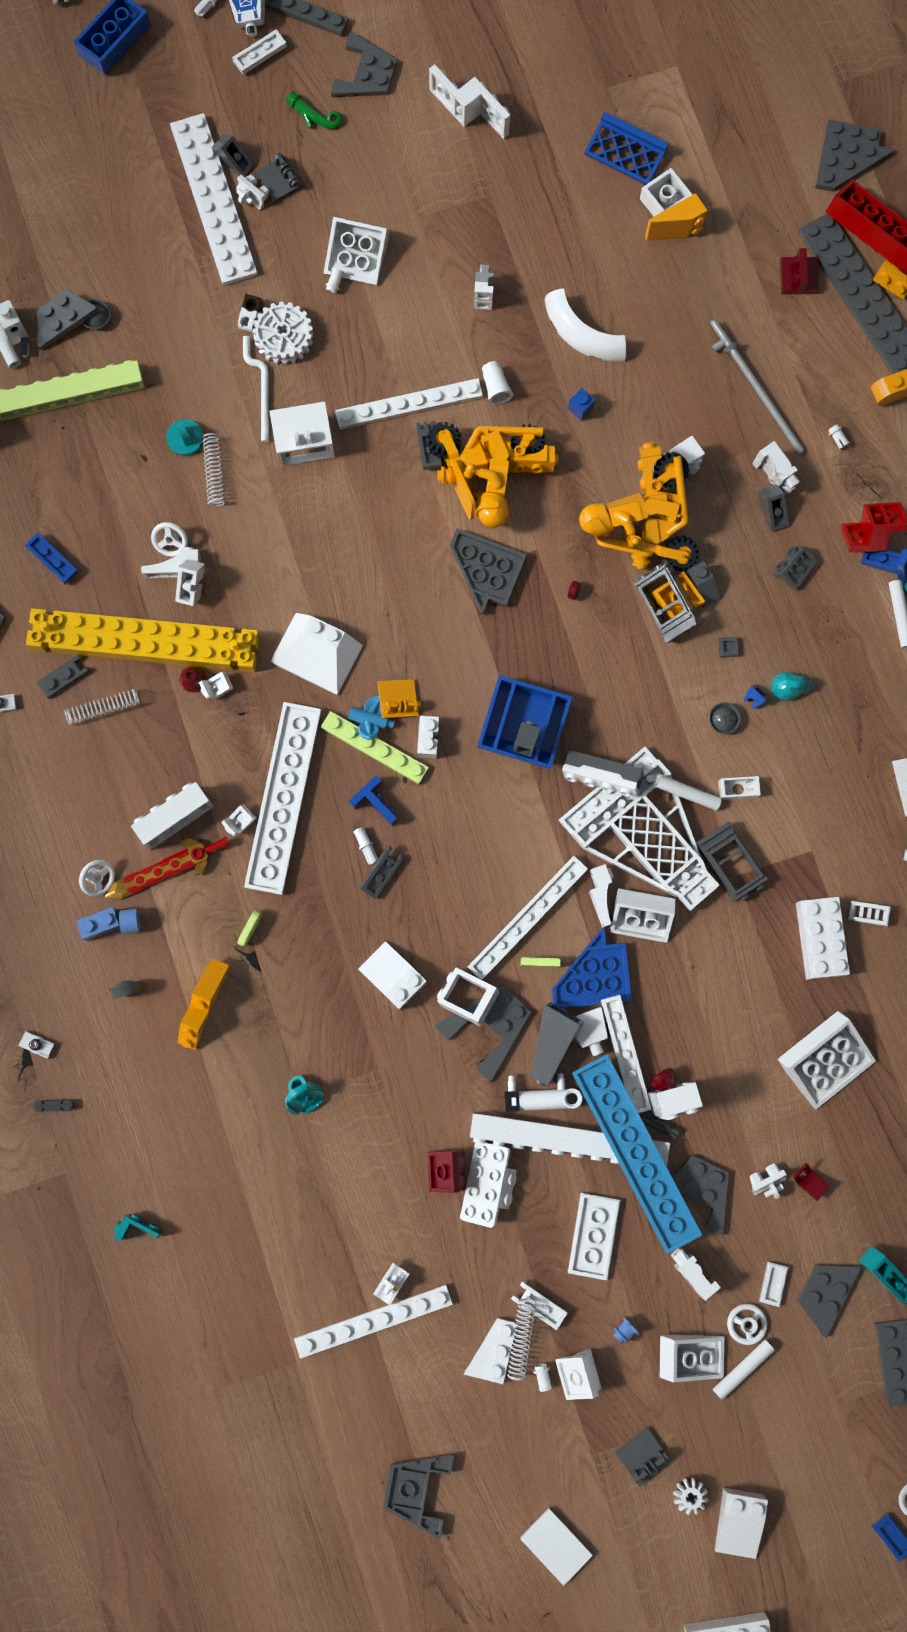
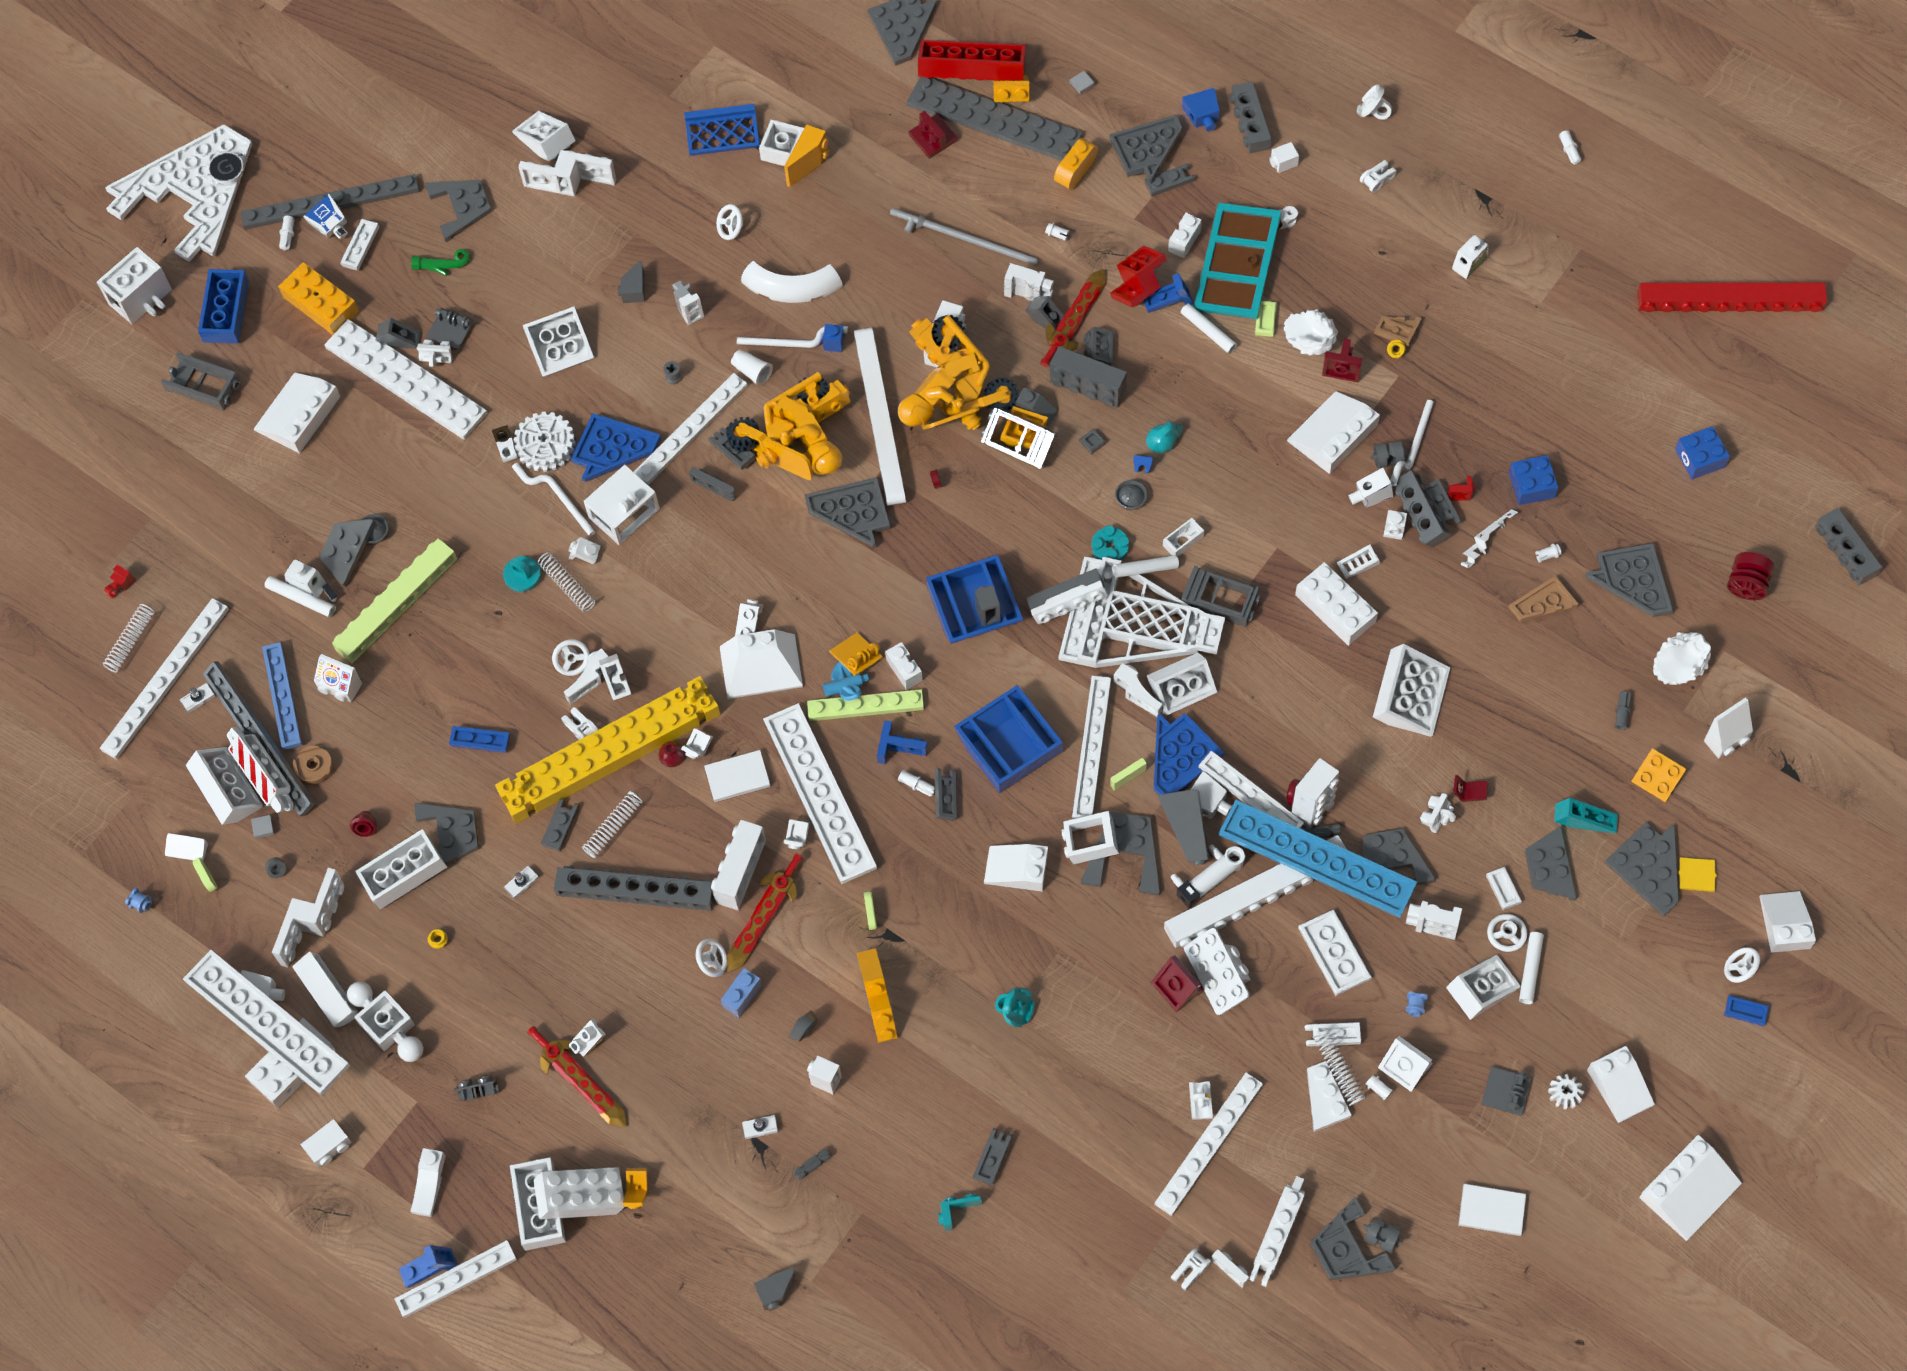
camera: 30 degrees left, 15 degrees down
(29, 731) = (701, 901): none -> dark grey brick
(42, 73) = (182, 374): none -> dark grey door
(109, 169) = (298, 411): none -> white slope
(111, 1042) = (824, 1074): none -> white brick
(130, 921) = (766, 972): medium blue piece -> none
(138, 609) = (580, 731): none -> white piece
(194, 90) = (327, 309): none -> light orange piece
(194, 1206) = (992, 1157): none -> dark grey hinge
(229, 735) = (737, 776): none -> white tile
(247, 452) = (584, 550): none -> white bracket
(288, 1411) = (1198, 1268): none -> white piece
(314, 1447) = (1224, 1262): none -> white plate
(334, 280) = (557, 376): white pin -> none
(334, 374) = (610, 445): none -> blue wing
(334, 604) = (748, 616): none -> white bracket
(371, 1438) = (1278, 1230): none -> white hinge
(392, 467) = (711, 483): none -> dark grey hinge
(428, 337) = (672, 372): none -> dark grey bush
(452, 241) = (632, 285): none -> dark grey slope
(453, 1506) = (1382, 1234): none -> dark grey wheel
(465, 862) = (1008, 738): none -> blue slope
(477, 54) = (544, 135): none -> white slope
(544, 383) = (786, 342): none -> white piece
(568, 501) = (879, 416): none -> white beam
(574, 240) = (733, 222): none -> white piece
(668, 758) = (1113, 535): none -> teal plate
(765, 589) = (1088, 377): none -> dark grey brick
(770, 534) = (1073, 317): none -> sword

